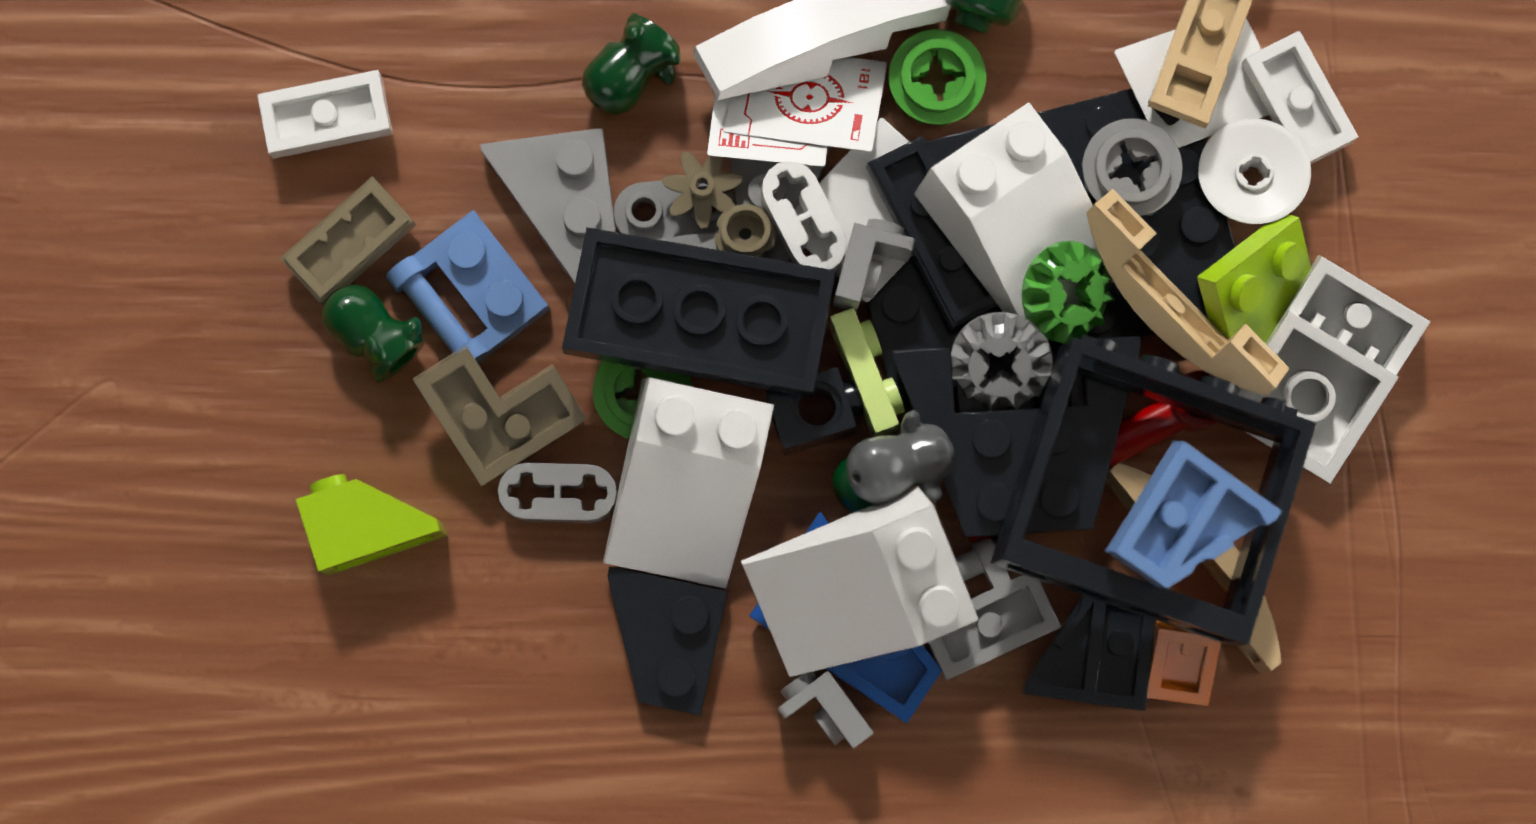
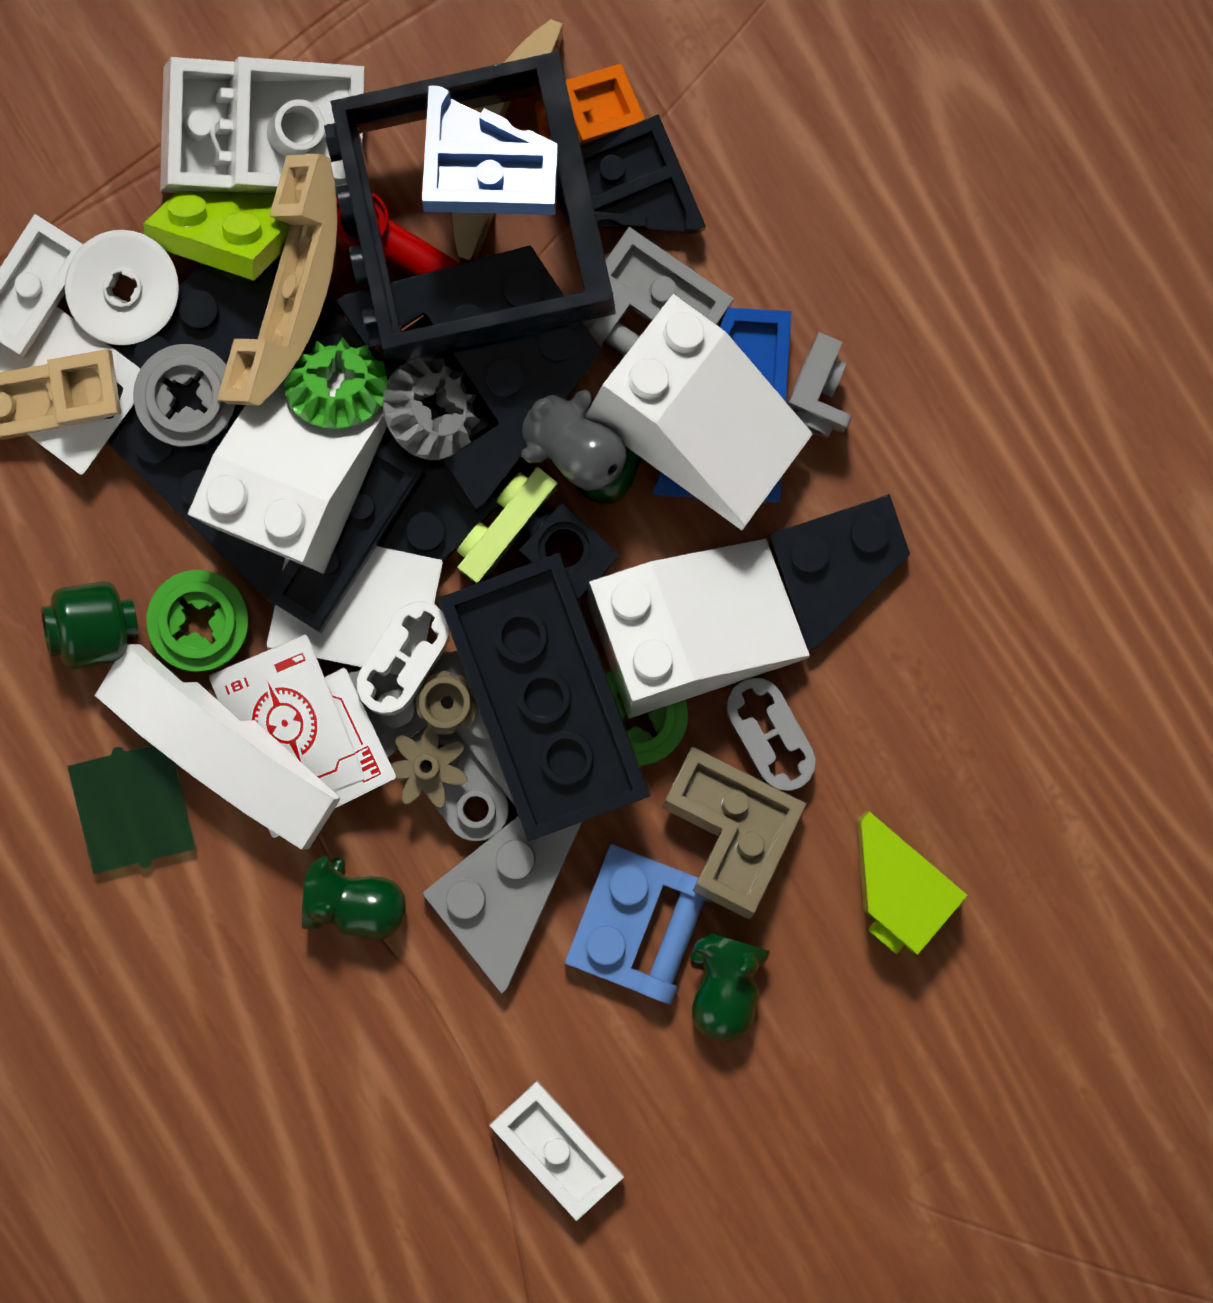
camera: 125 degrees left, 5 degrees up
(348, 240) = (659, 1057): dark tan plate -> none
(859, 271) = (423, 577): light grey bracket -> none

